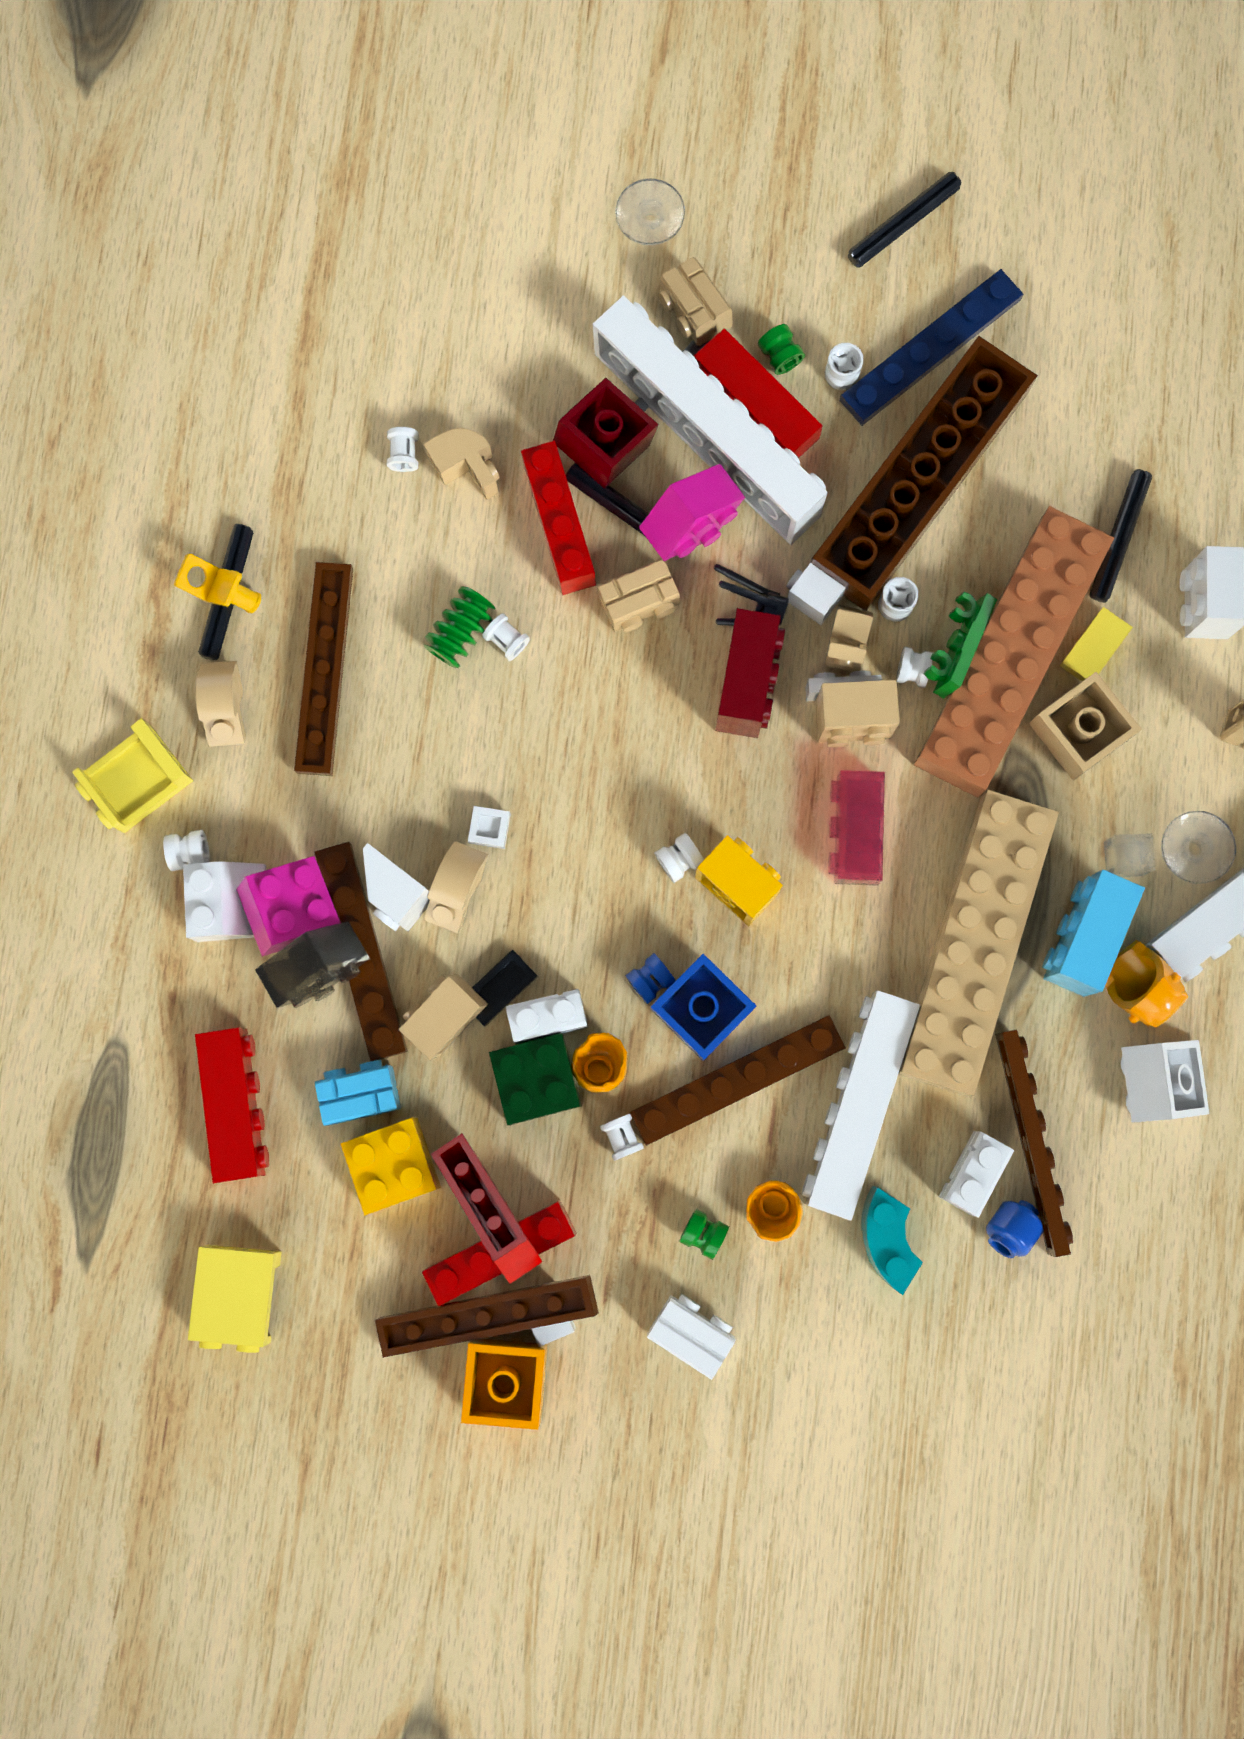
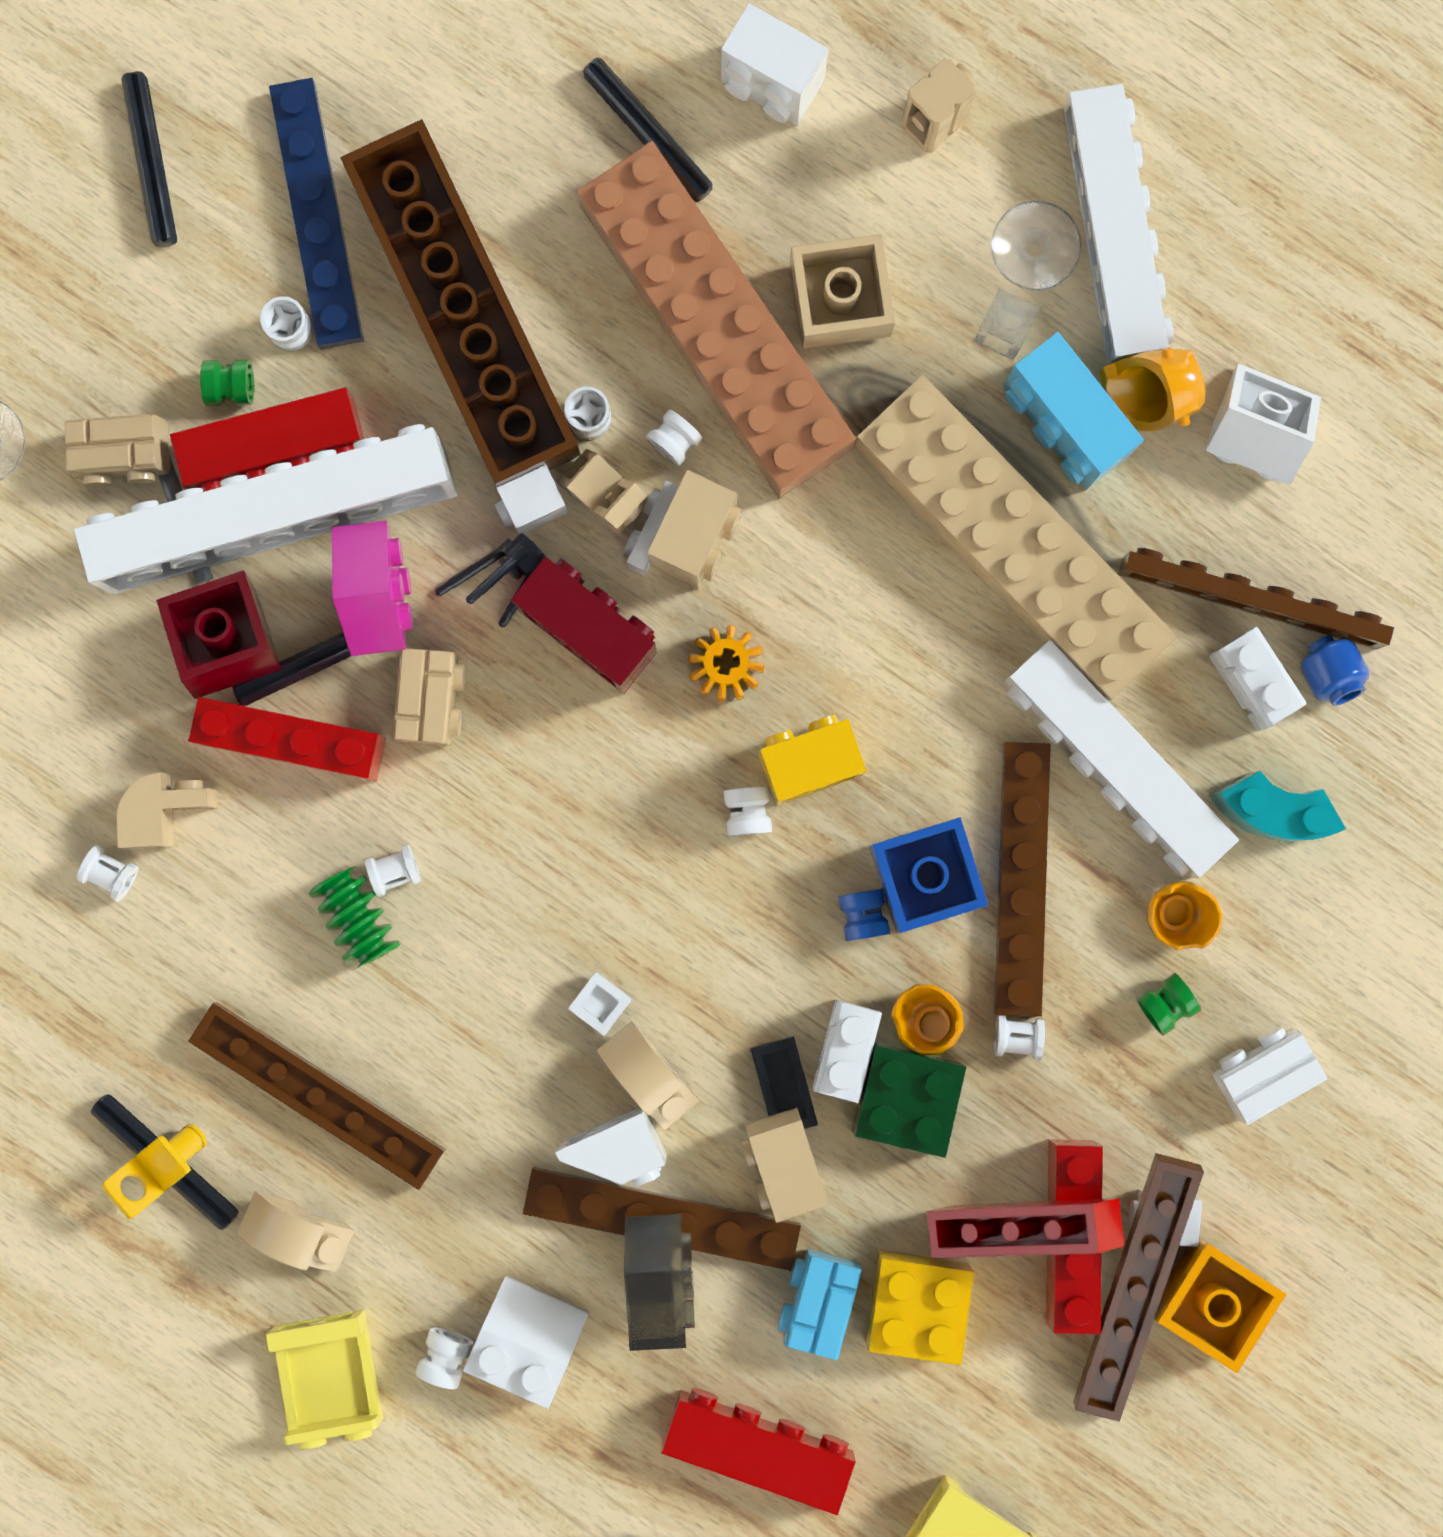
camera: 70 degrees left, 5 degrees up
(286, 903) = (572, 1275): dark pink brick -> none
(770, 798) = (715, 652): none -> light orange gear
(857, 828) = (818, 598): clear pink brick -> none
(961, 643) = (678, 372): green plate -> none
(1096, 645) = (756, 227): light yellow tile -> none

